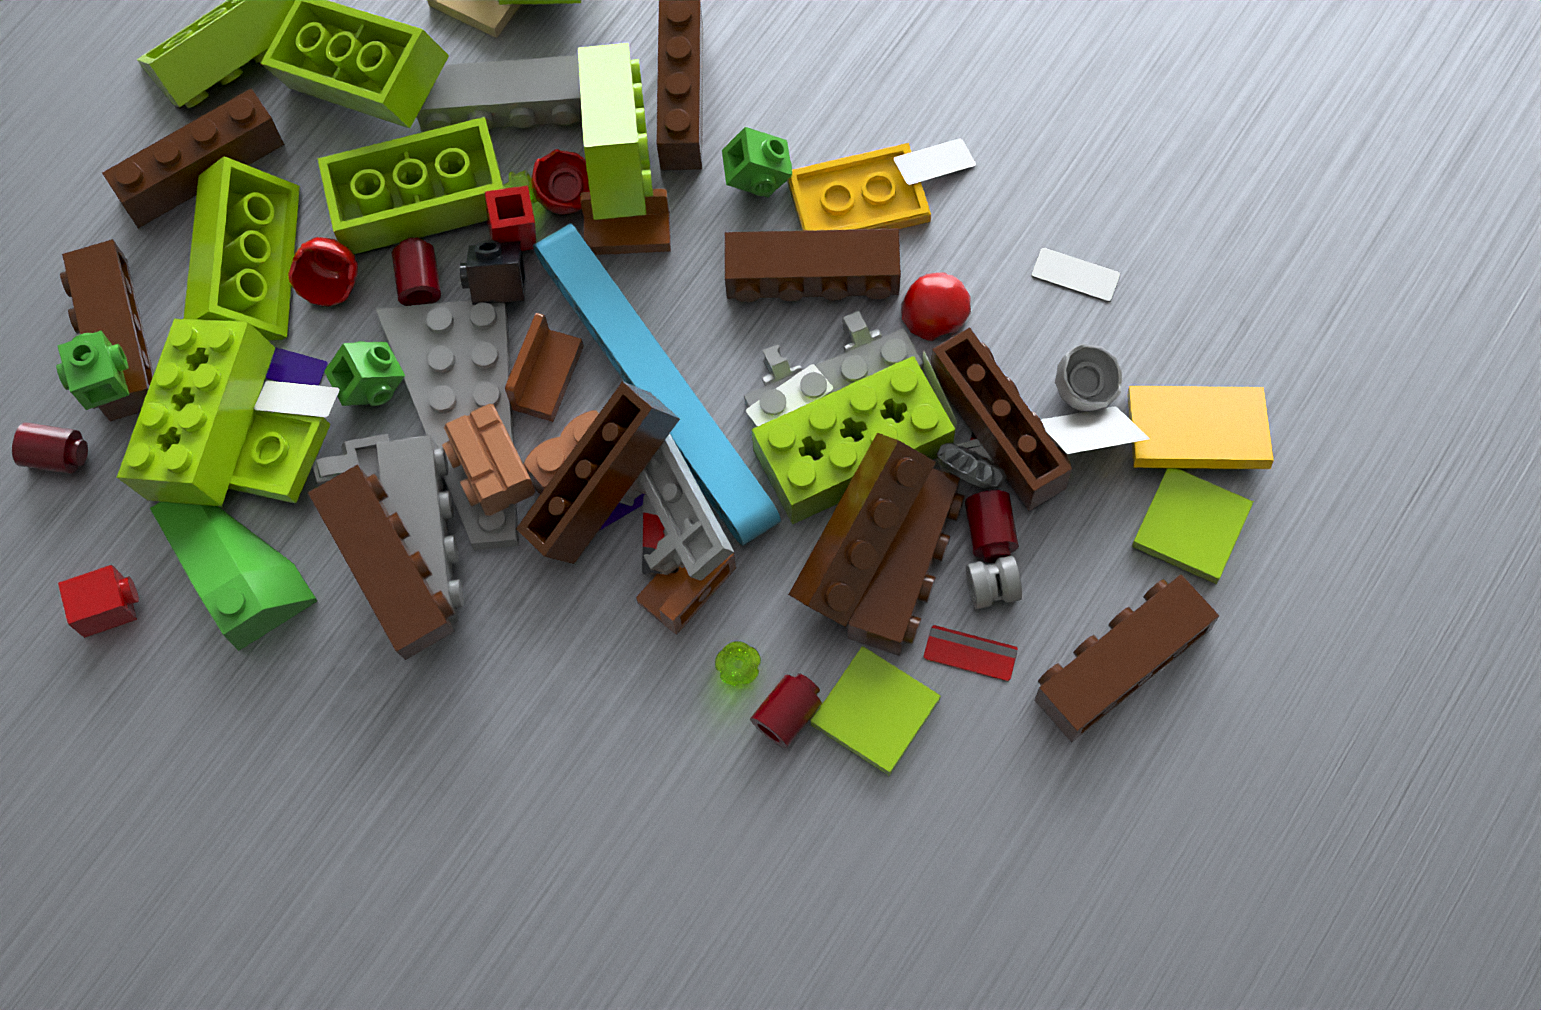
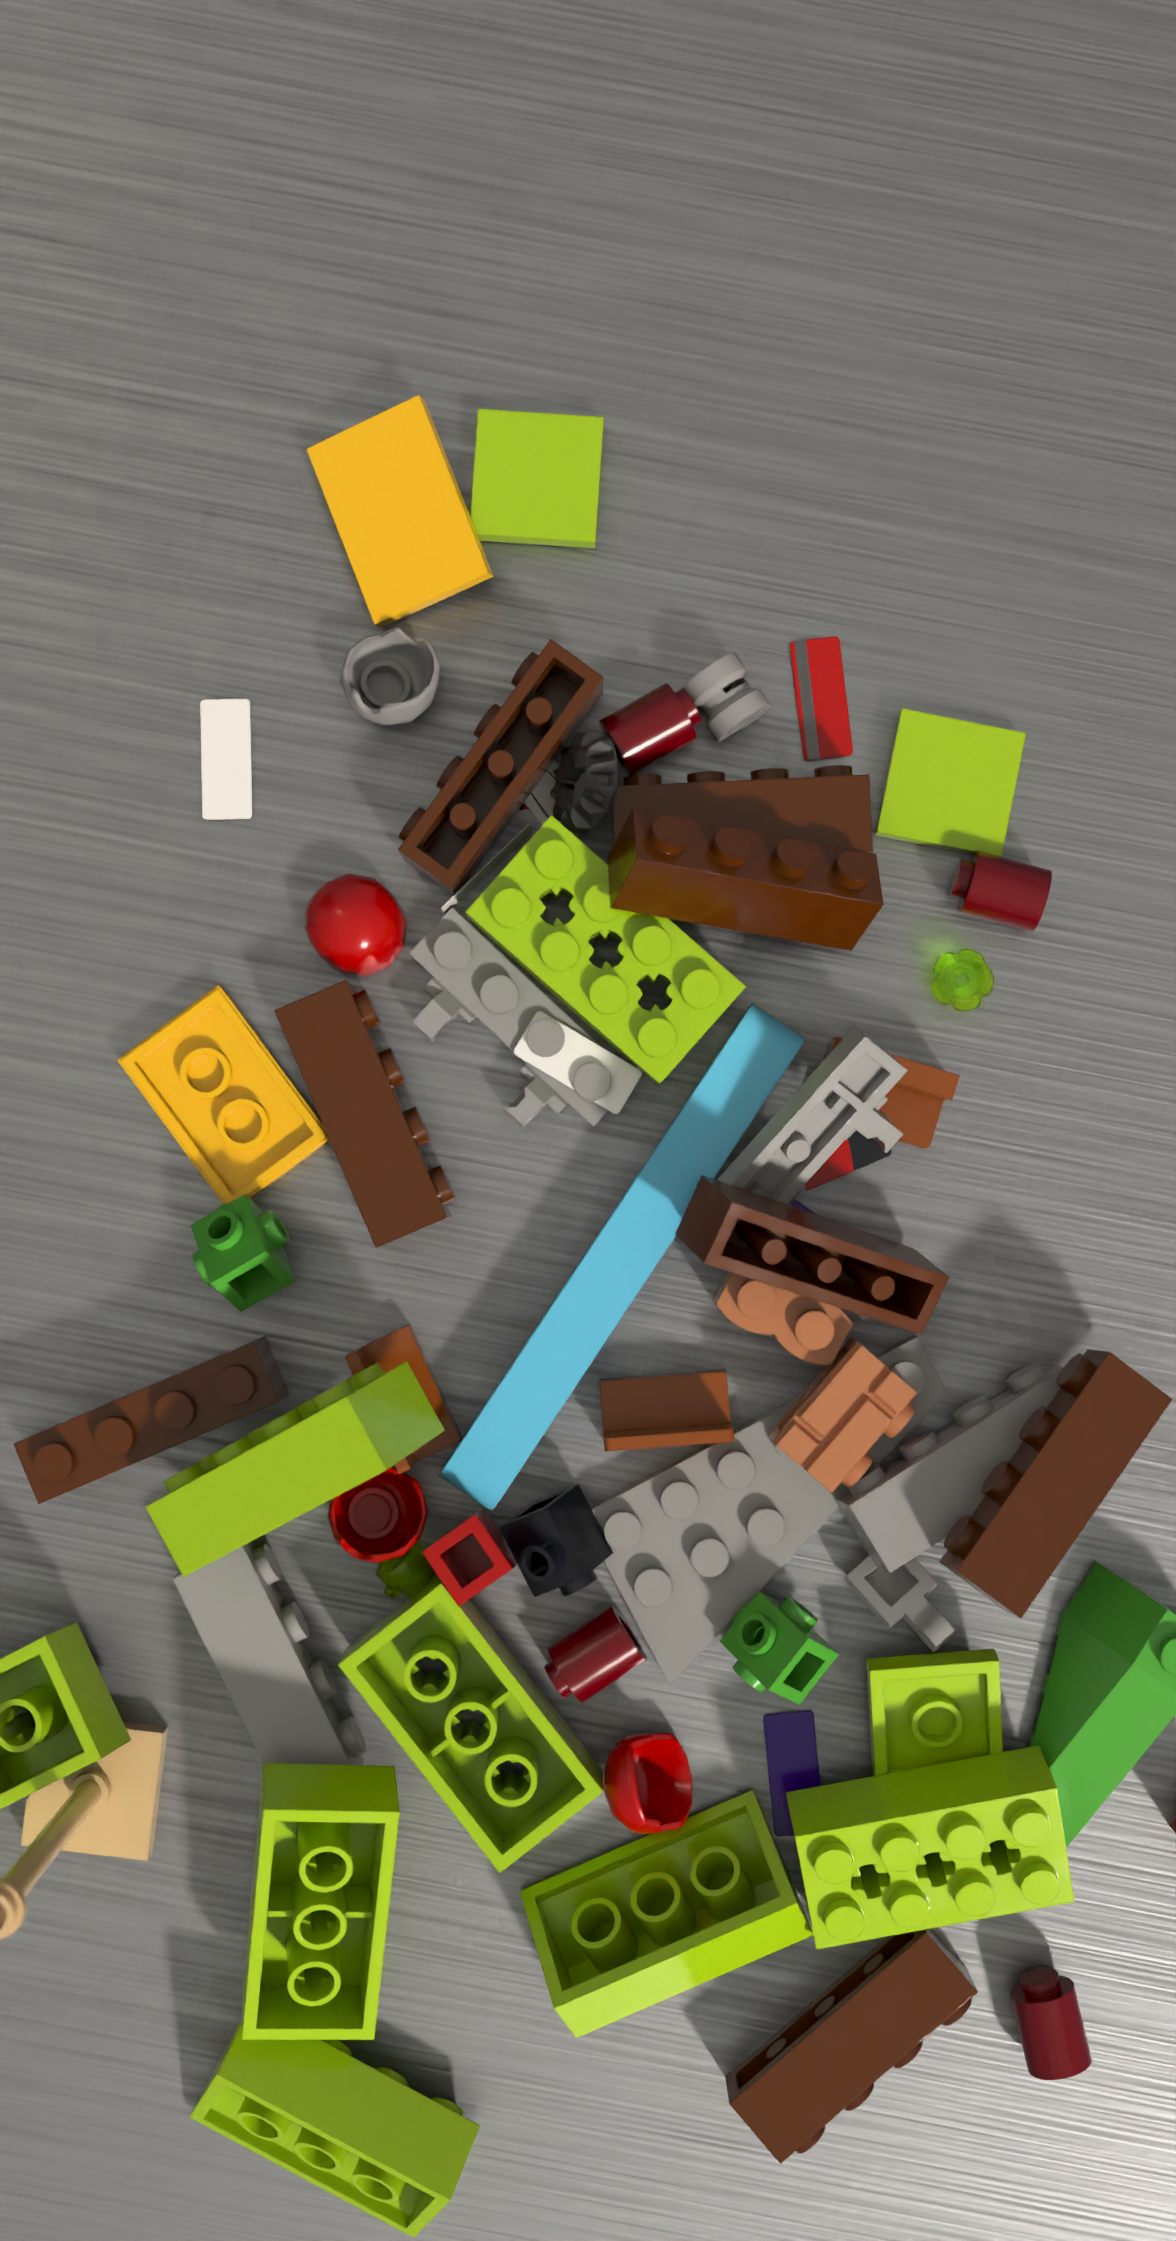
camera: 115 degrees left, 20 degrees up
(93, 369) = (950, 2016): bright green brick -> none
(170, 168) = (541, 2061): reddish brown brick -> none
(296, 399) = (854, 1721): white sticker -> none
(934, 161) = (131, 1012): white sticker -> none
(1093, 430) = (474, 642): white sticker -> none
(1125, 657) = (758, 495): reddish brown brick -> none

